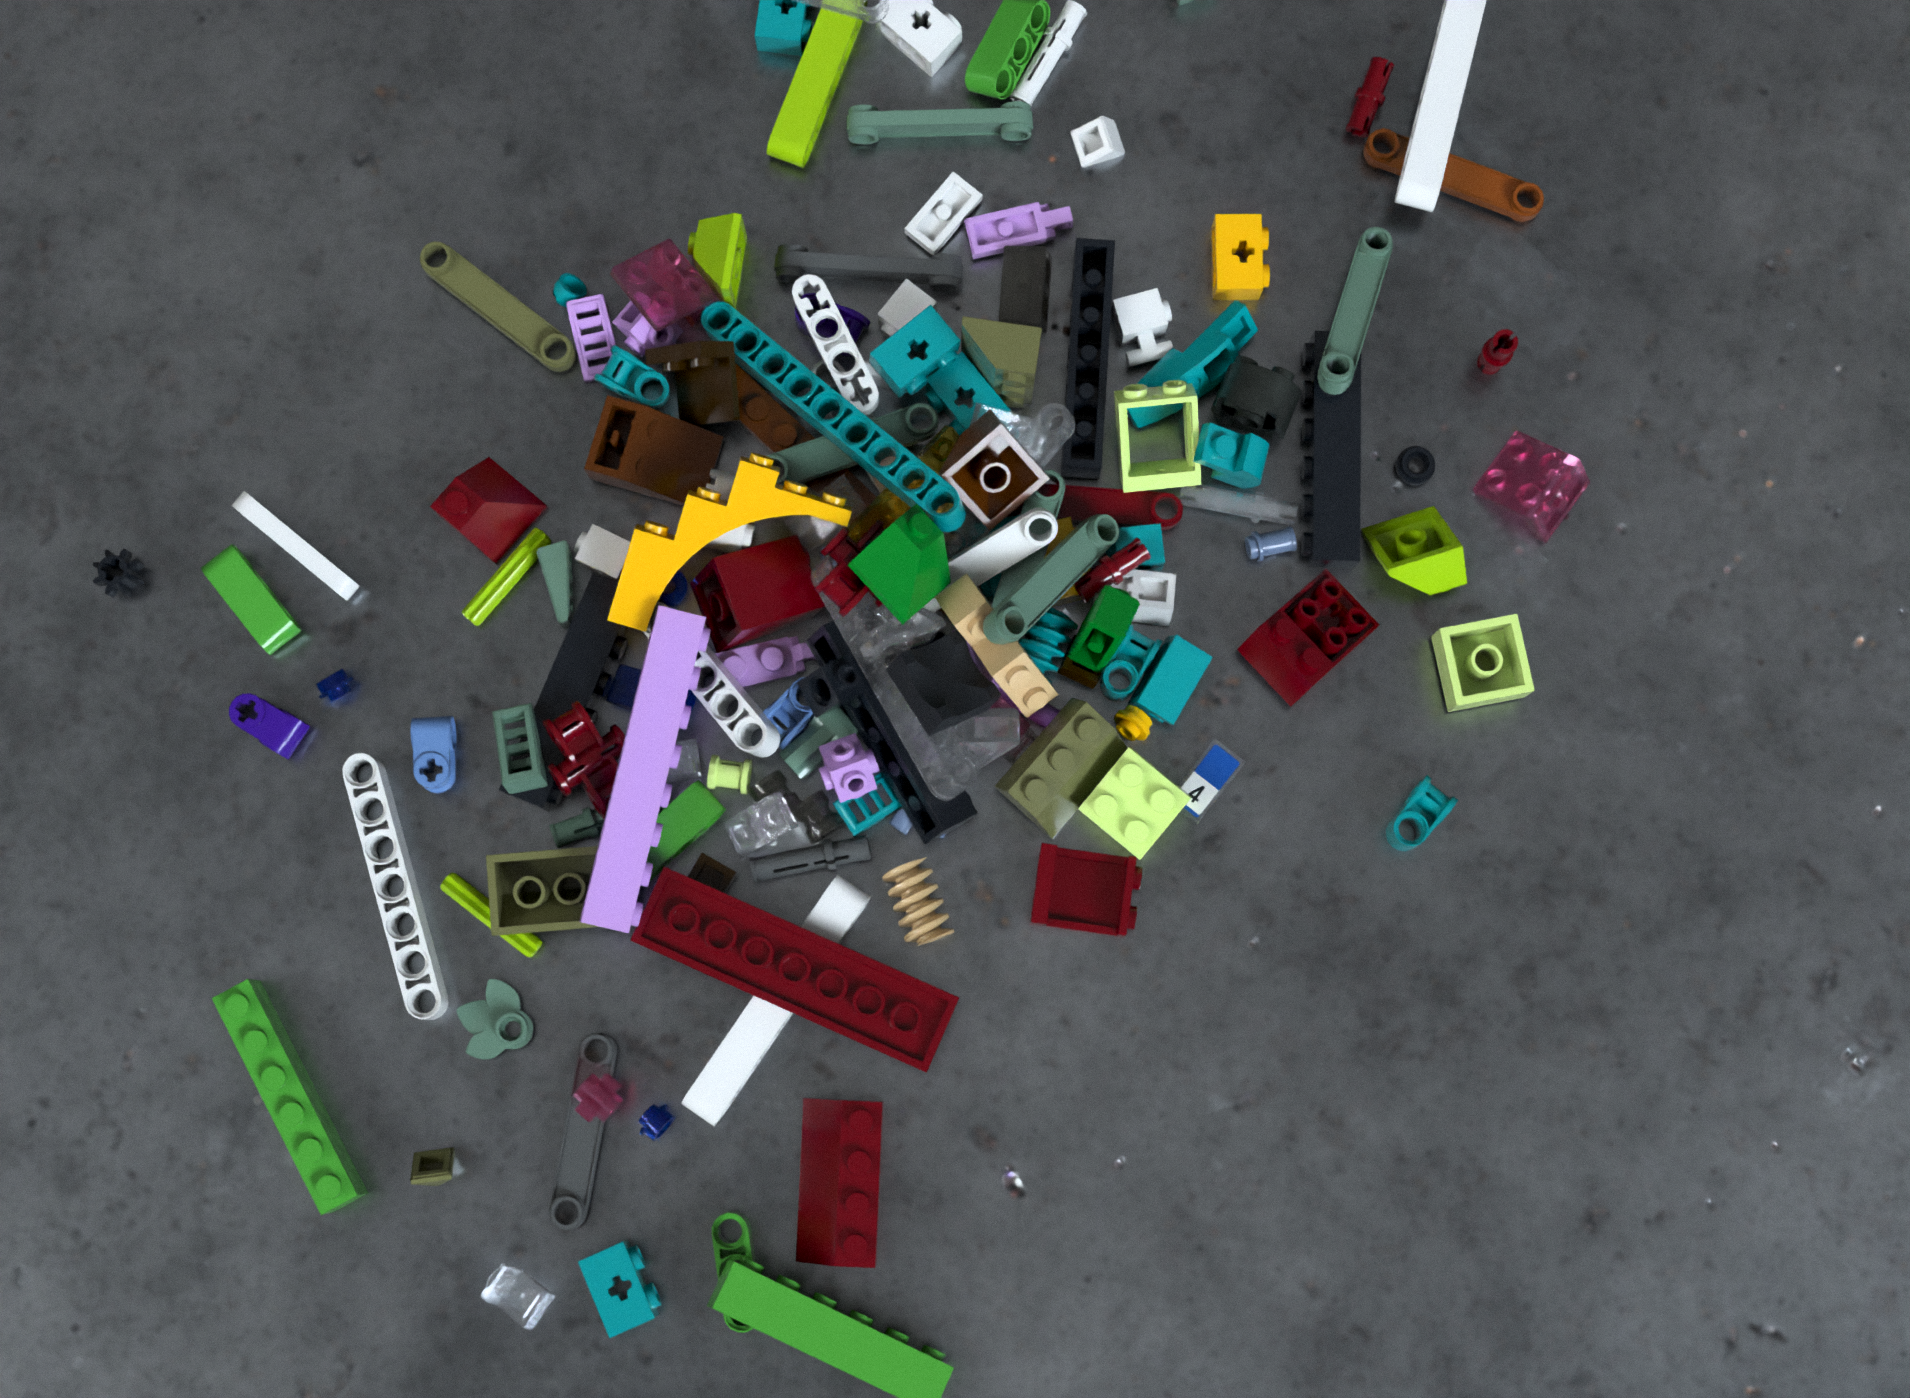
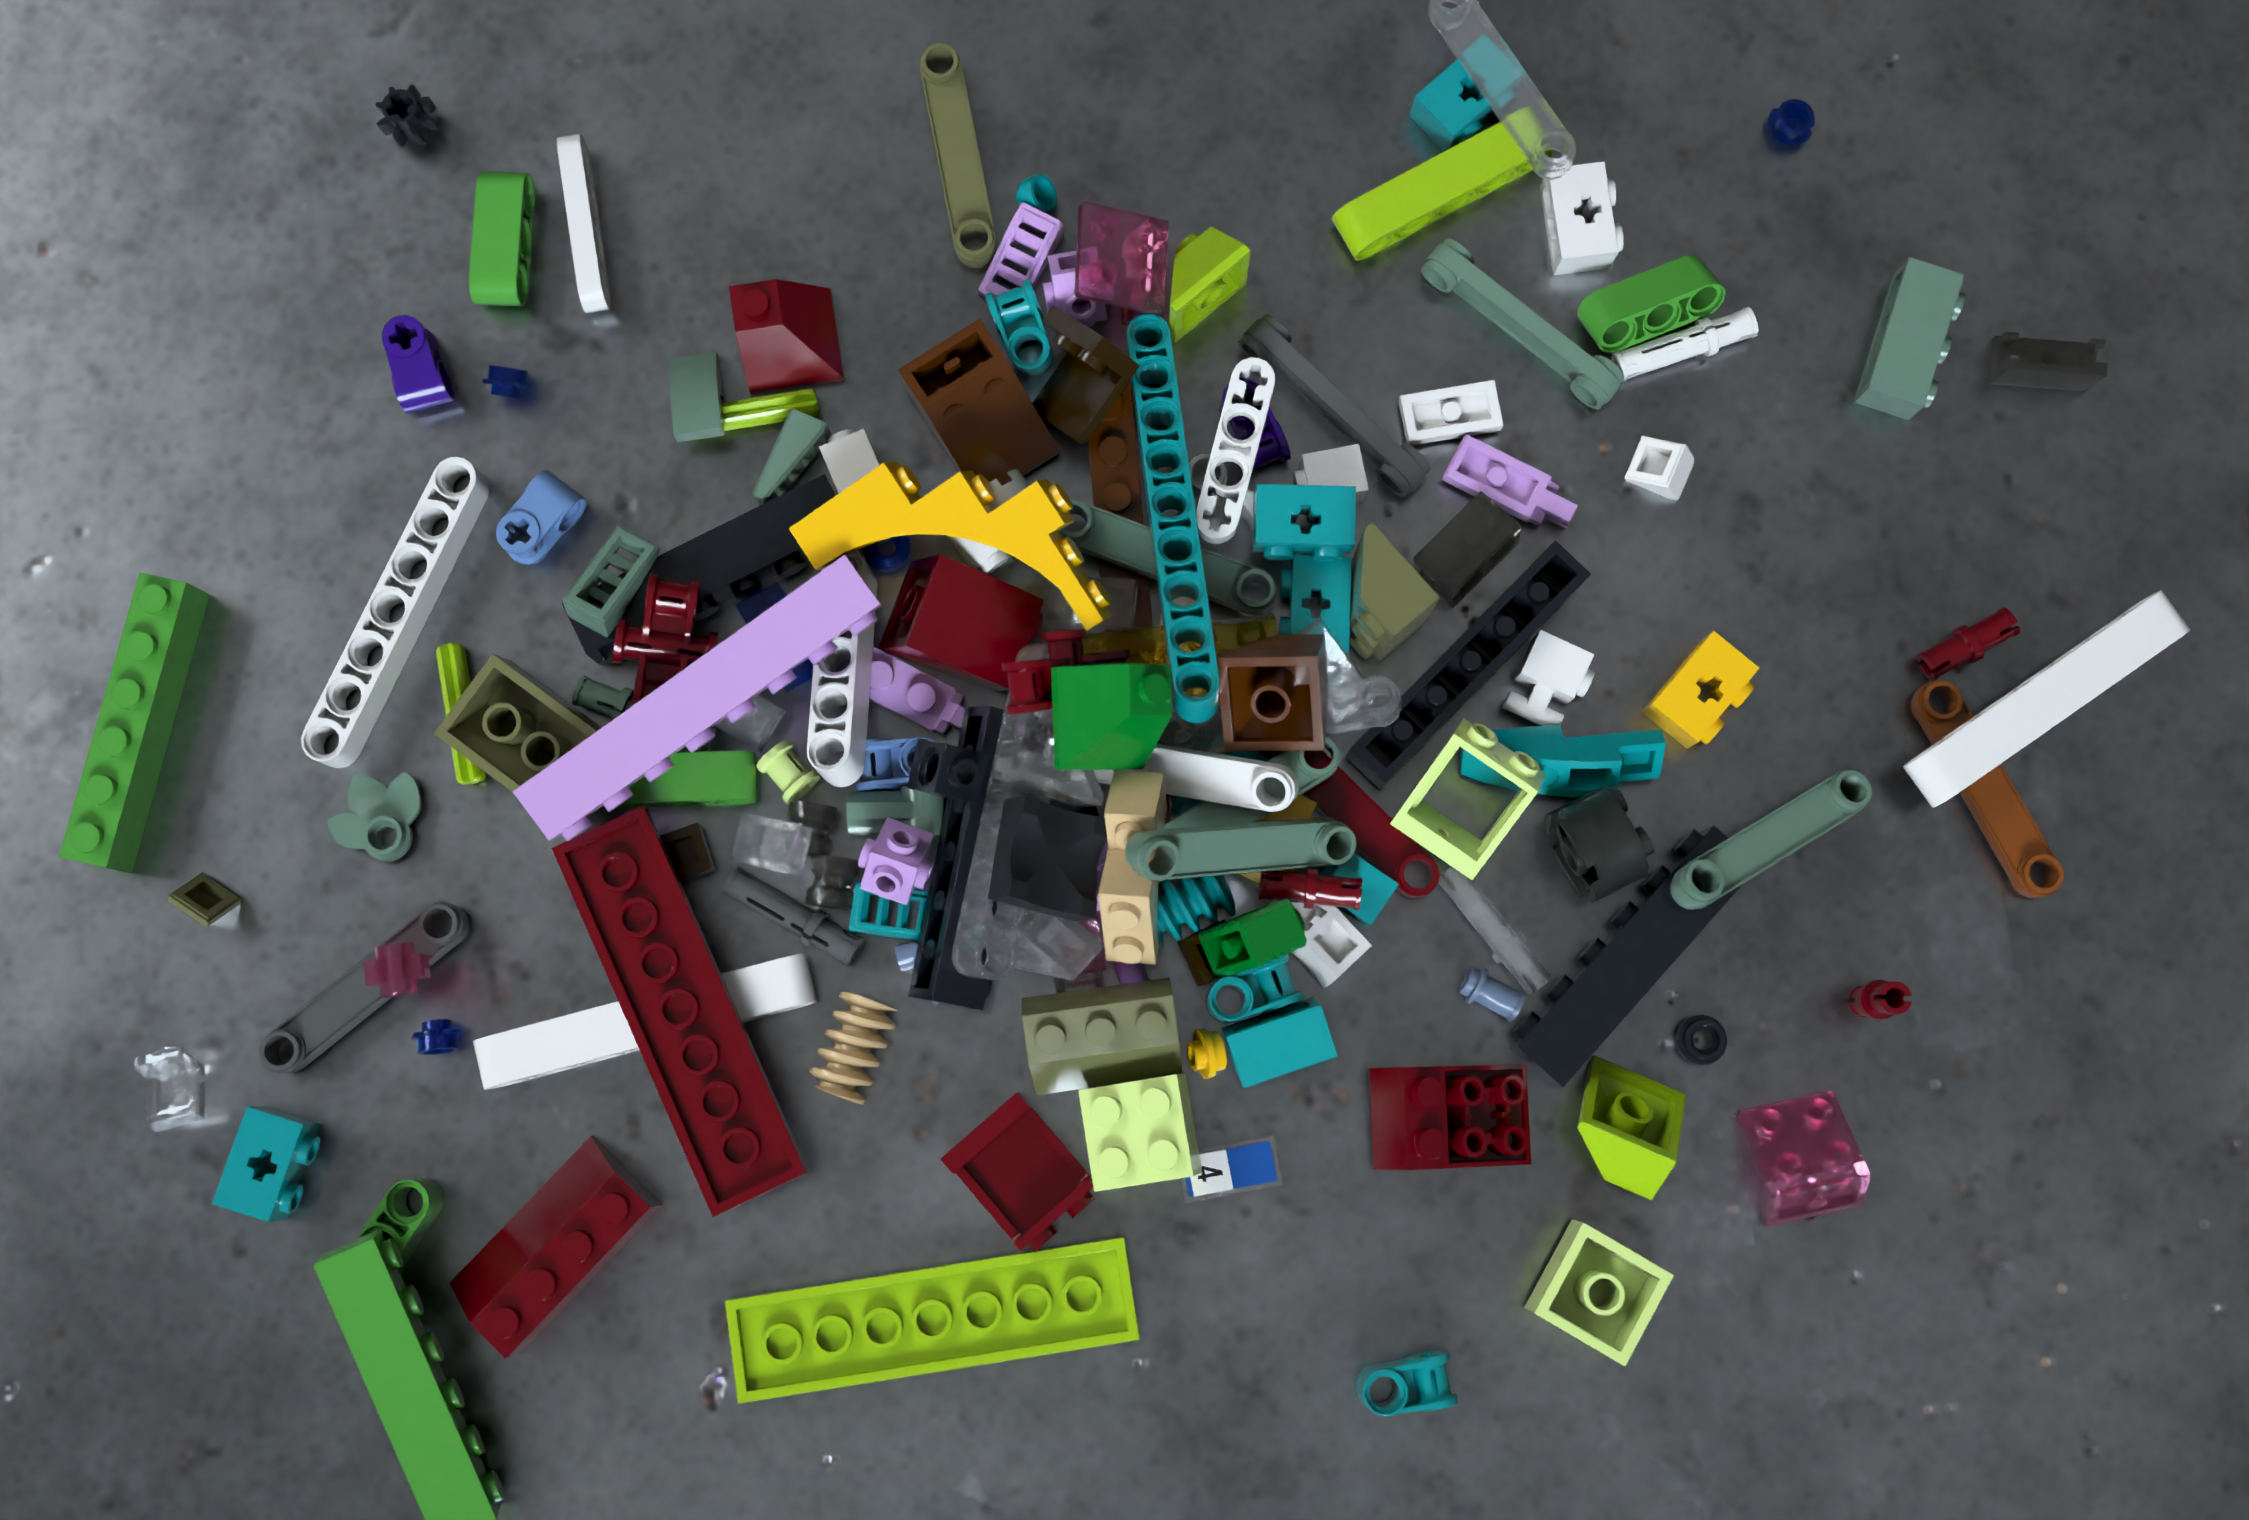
camera: 45 degrees right, 0 degrees up
(466, 593) = (696, 397): none -> sand green slope
(1107, 1024) = (931, 1319): none -> lime plate
(1232, 456) = (1525, 877): teal brick -> none

